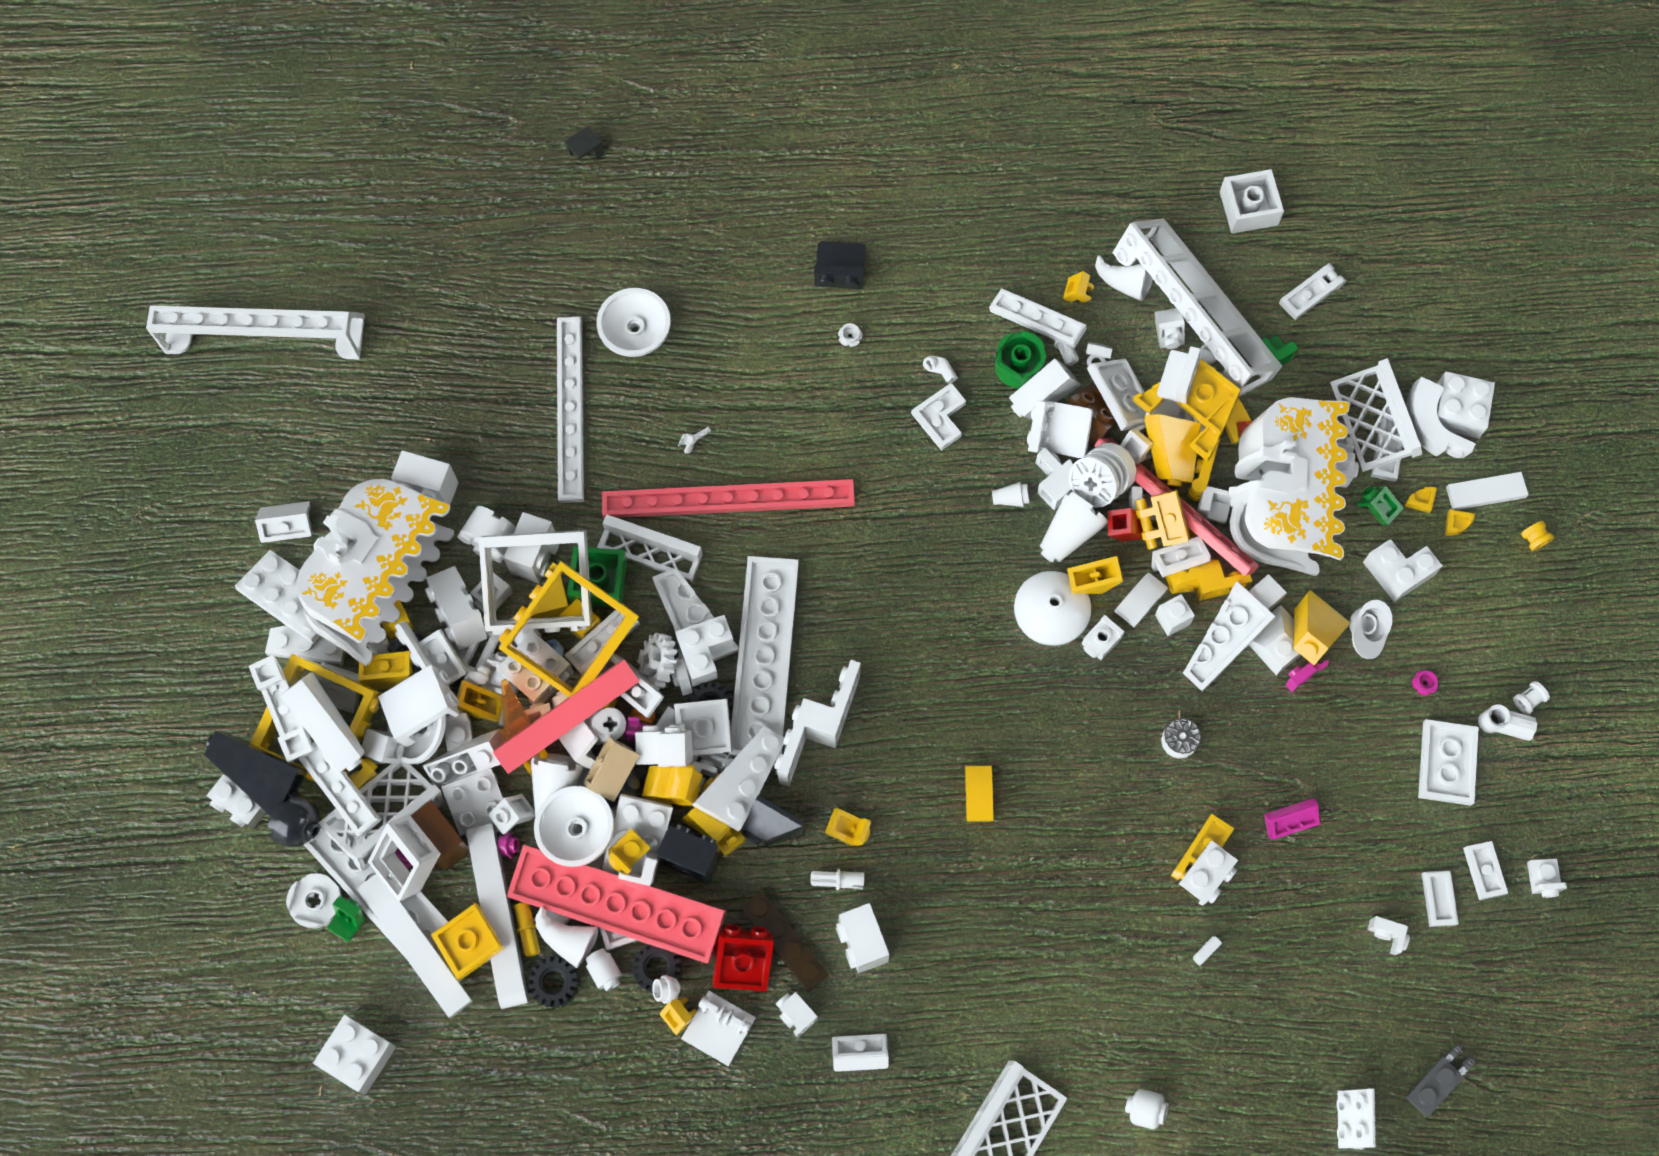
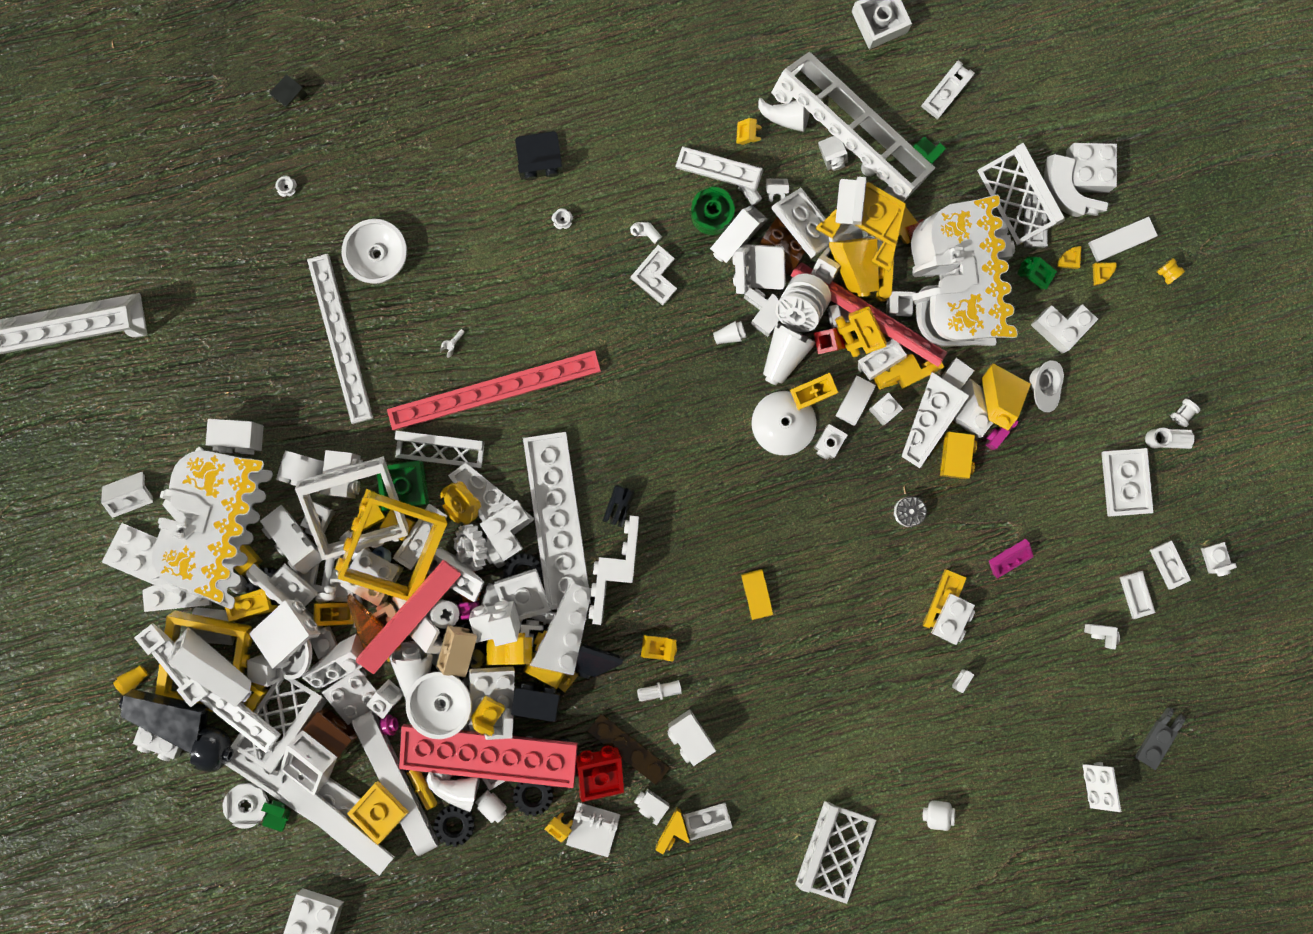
camera: 15 degrees left, 15 degrees up
(227, 723) = (130, 679): none -> yellow cone
(554, 233) = (281, 182): none -> white plate
(661, 599) = (459, 494): none -> yellow plate
(666, 989) = (545, 815): white plate -> none
(820, 1046) = (674, 827): none -> yellow slope
(842, 651) = (621, 498): none -> black arm
(1249, 686) = (957, 455): none -> yellow brick
(1430, 678) = (1102, 414): dark pink plate -> none

